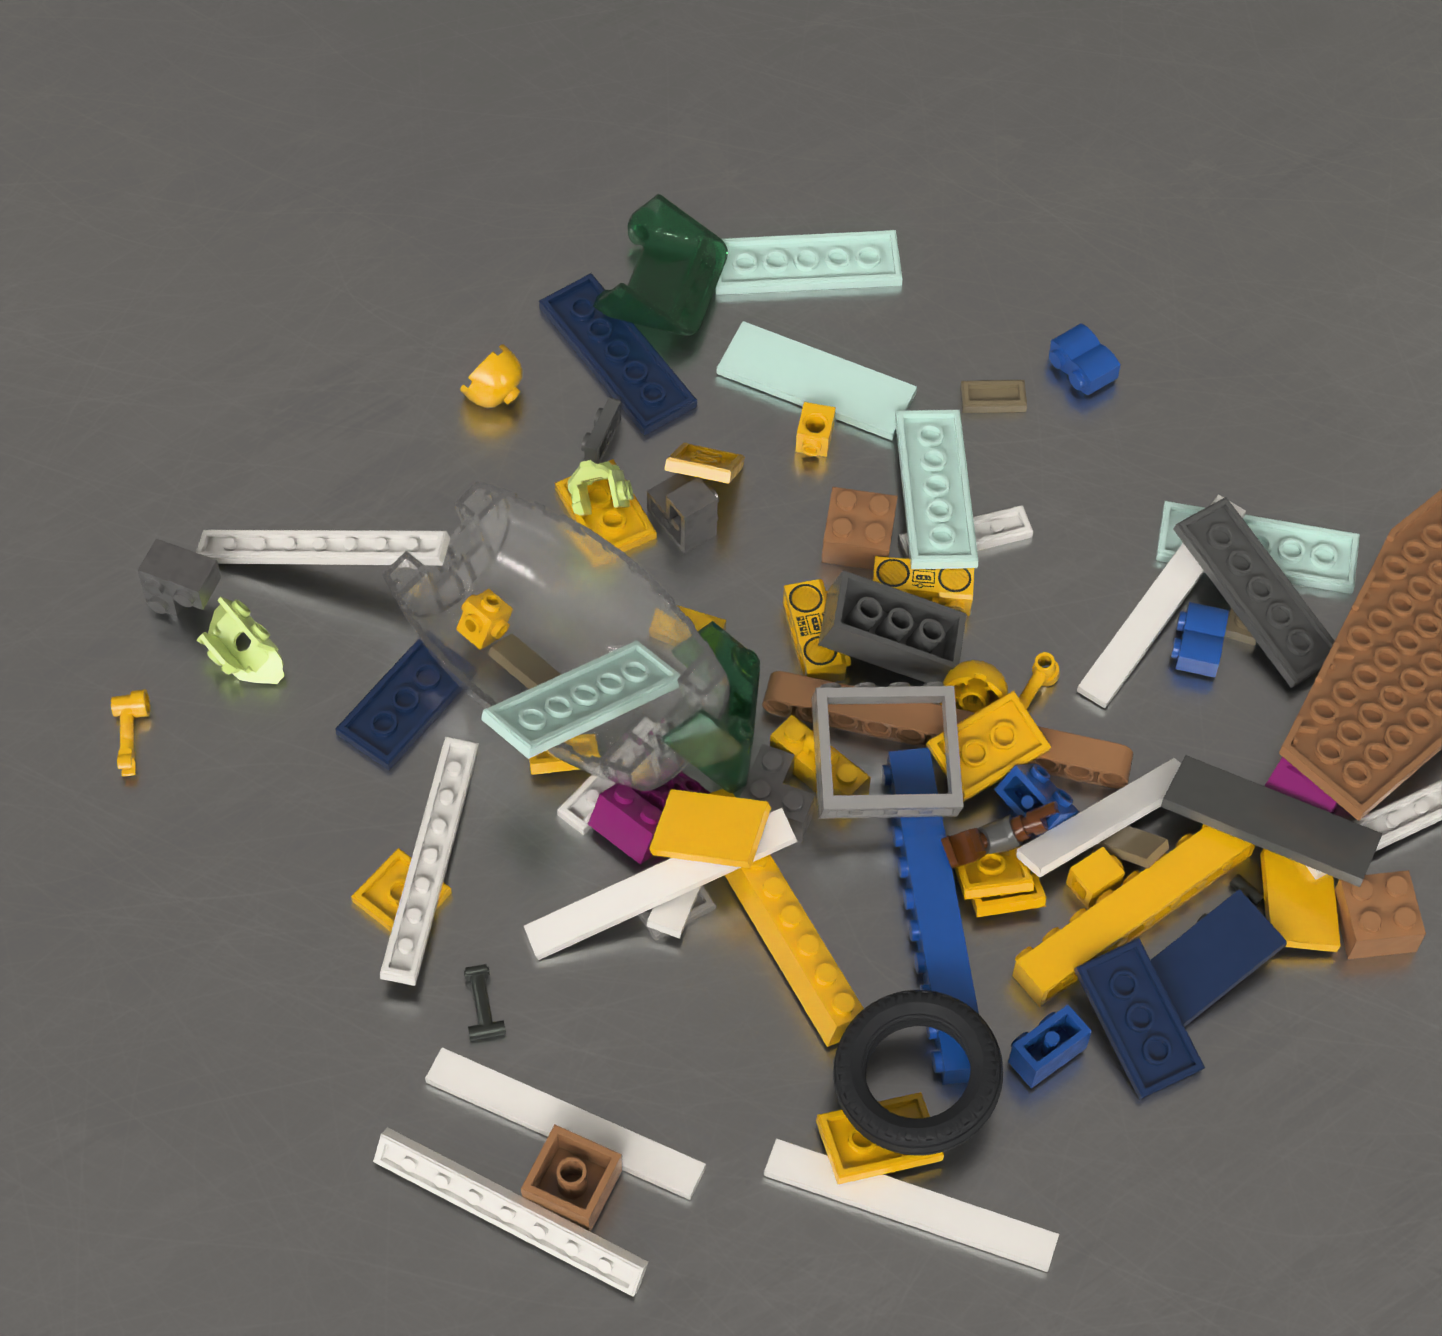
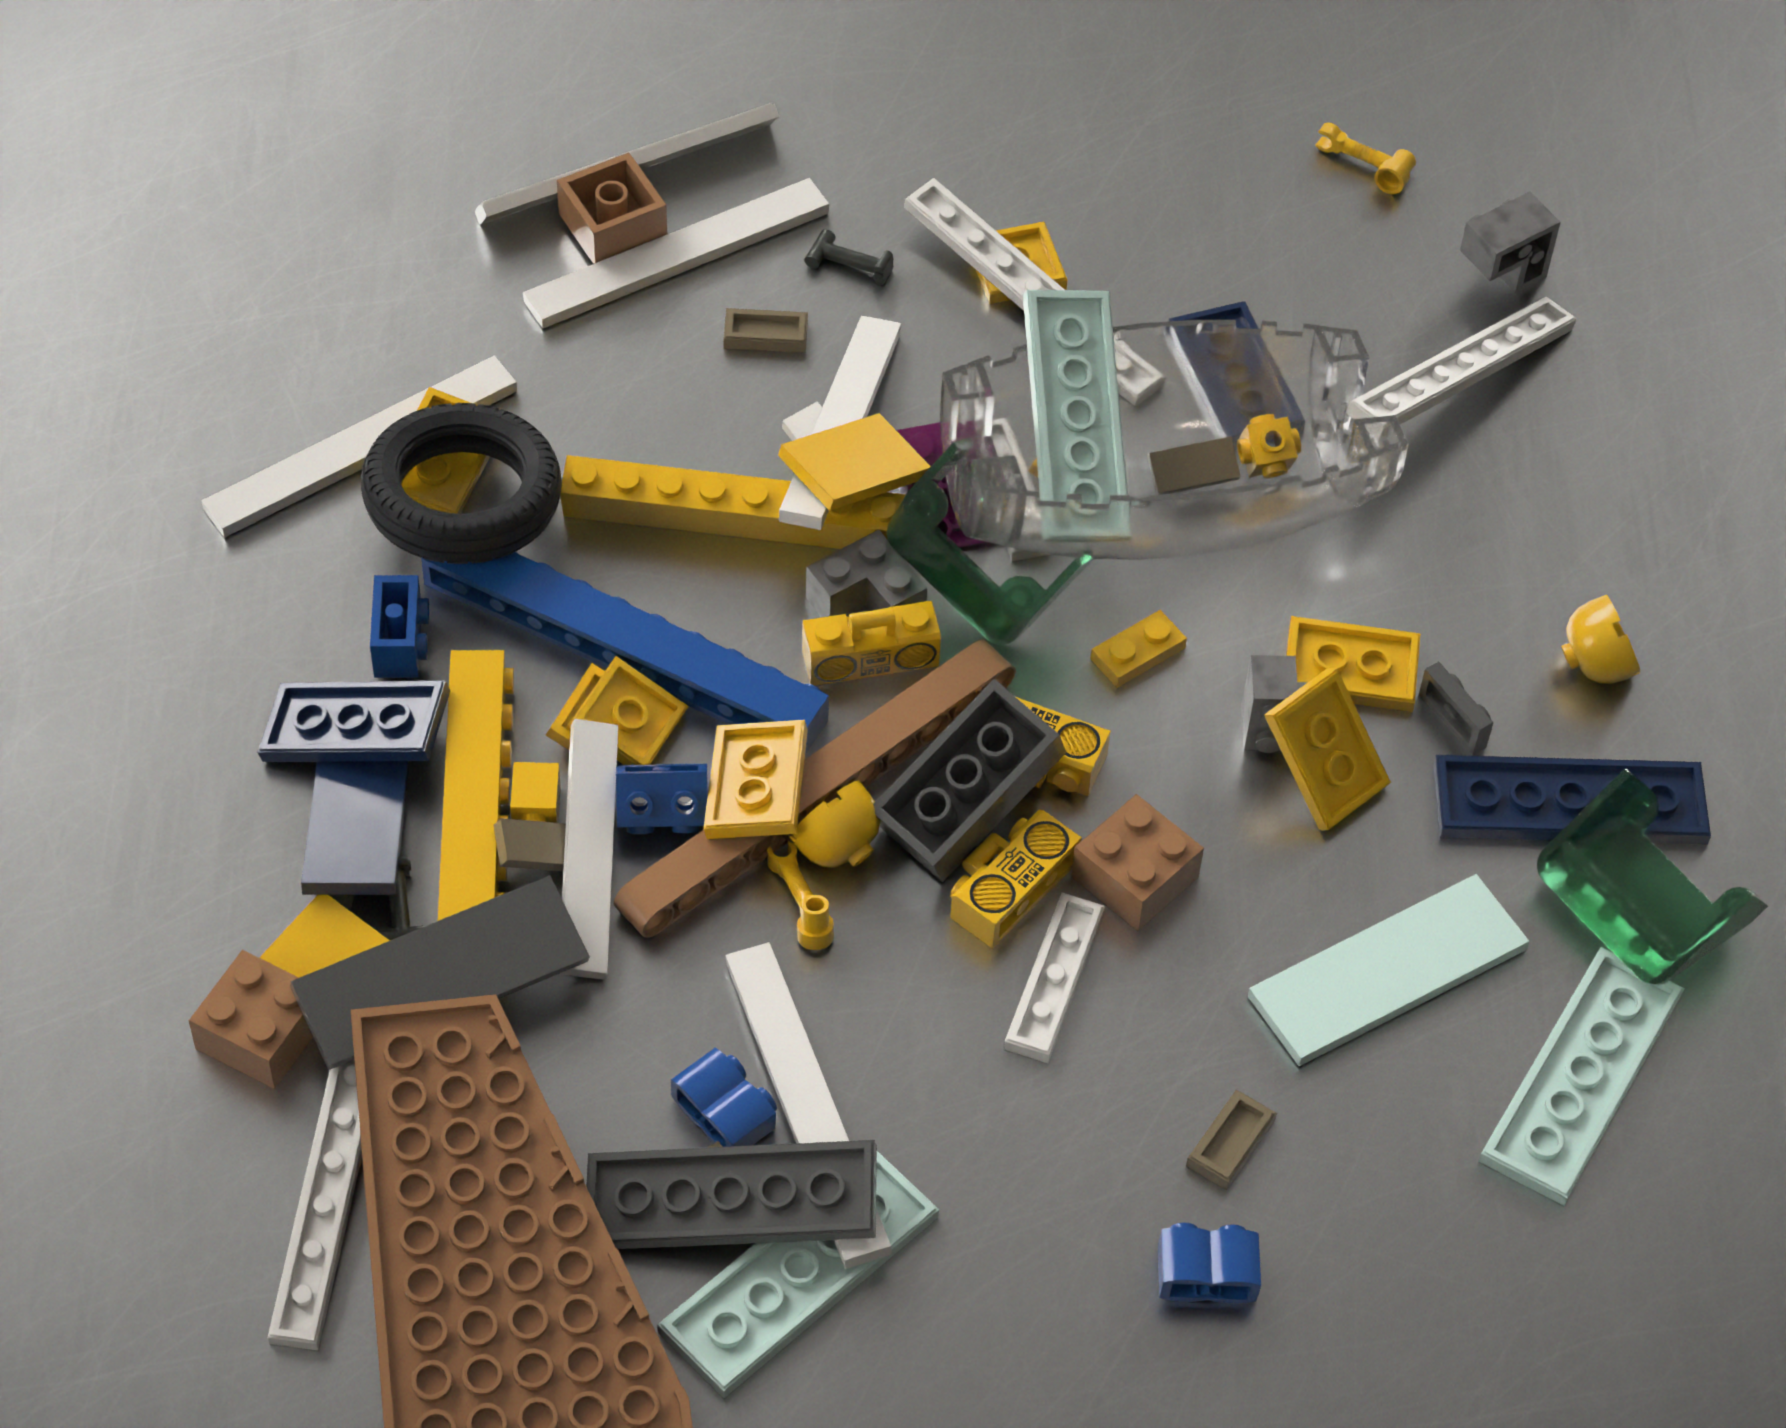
camera: 125 degrees right, 5 degrees down
(259, 662) = (1405, 263): yellowish green piece -> none
(590, 472) = (1361, 631): yellowish green piece -> none
(593, 1014) = (765, 330): none -> dark tan tile
(817, 419) = (1315, 926): yellow brick -> none
(893, 805) = (742, 646): light grey window -> none
(936, 489) = (1130, 960): light aqua tile -> none
(997, 835) = (649, 715): reddish brown piece -> none

